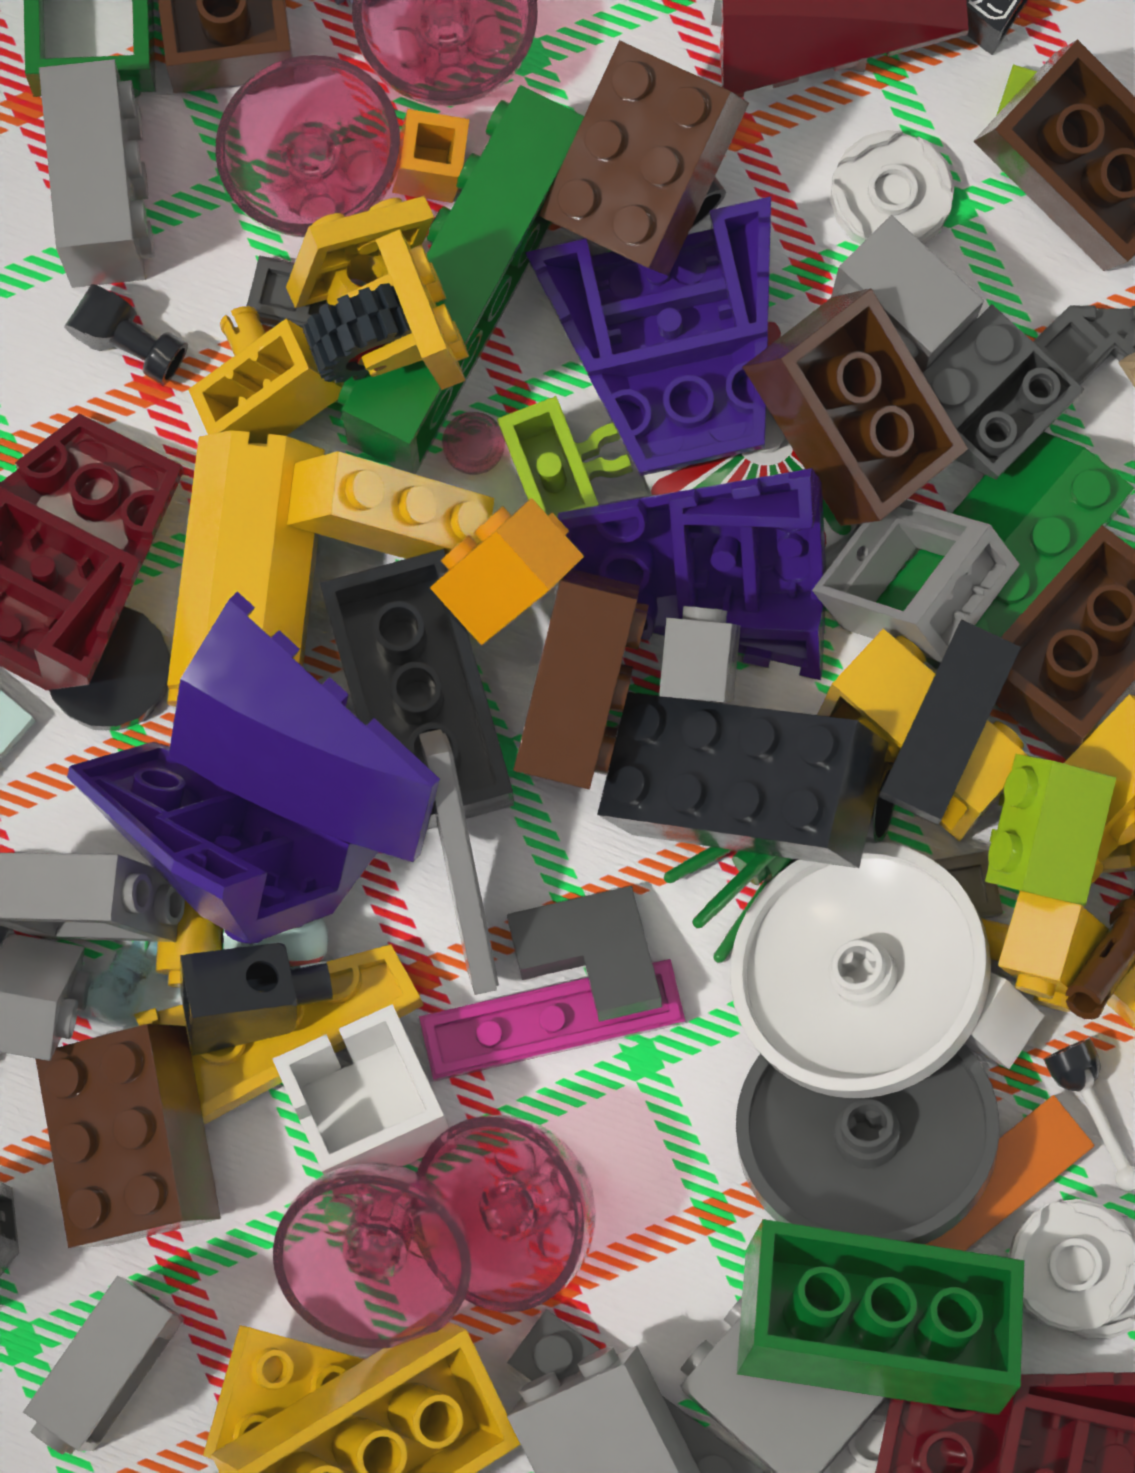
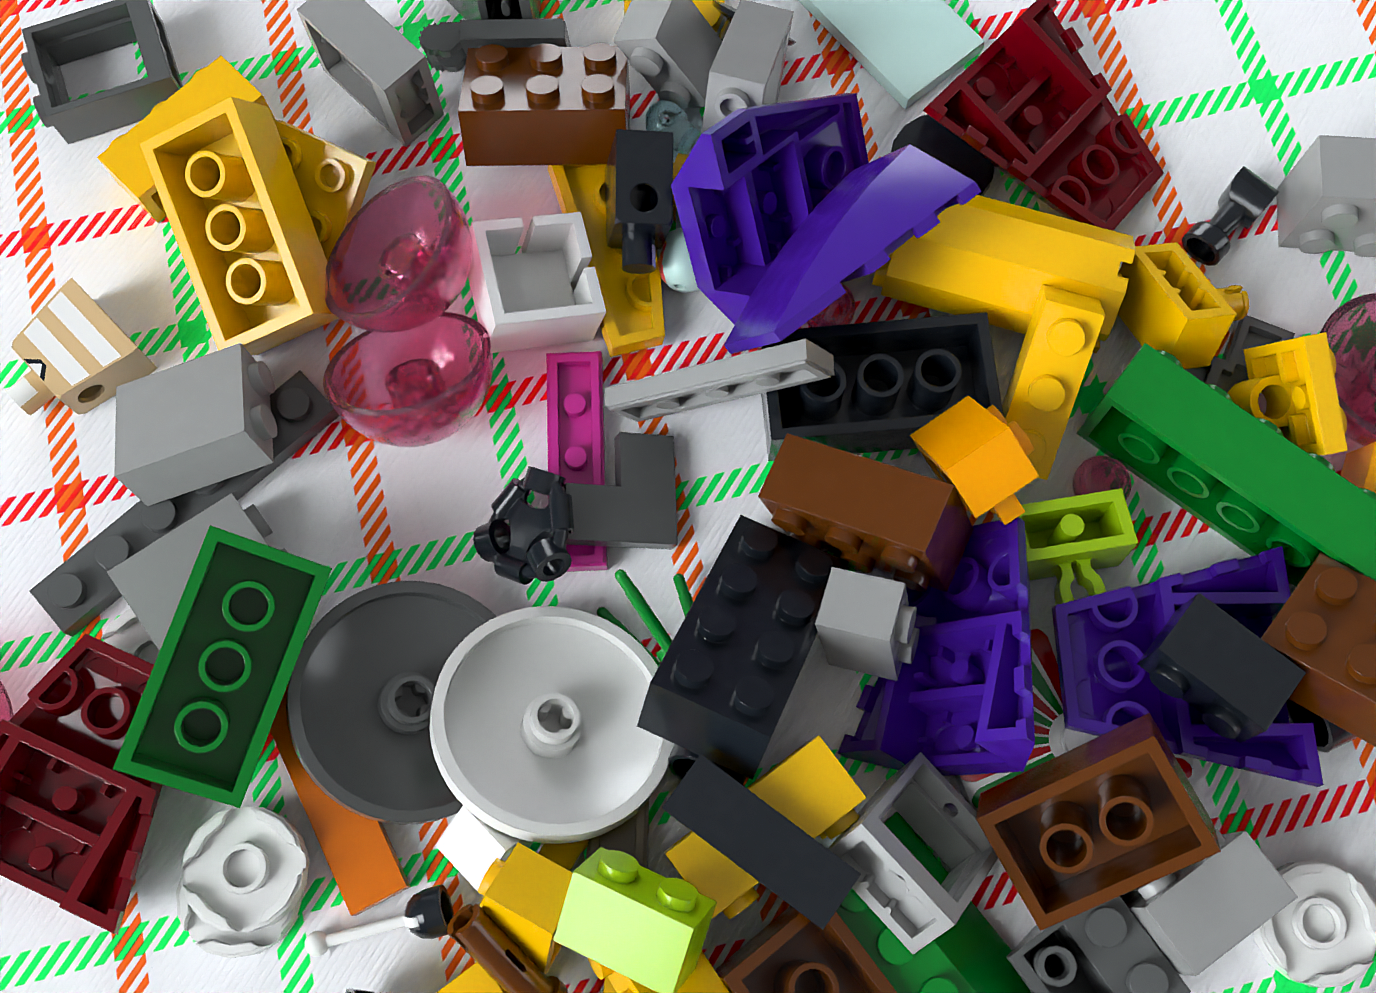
camera: 105 degrees right, 5 degrees down
(39, 1231) = (449, 41): none -> dark grey hinge
(389, 323) = (1229, 380): plate -> none
(653, 1045) = (536, 537): none -> black piece
(683, 304) = (1220, 670): none -> black brick

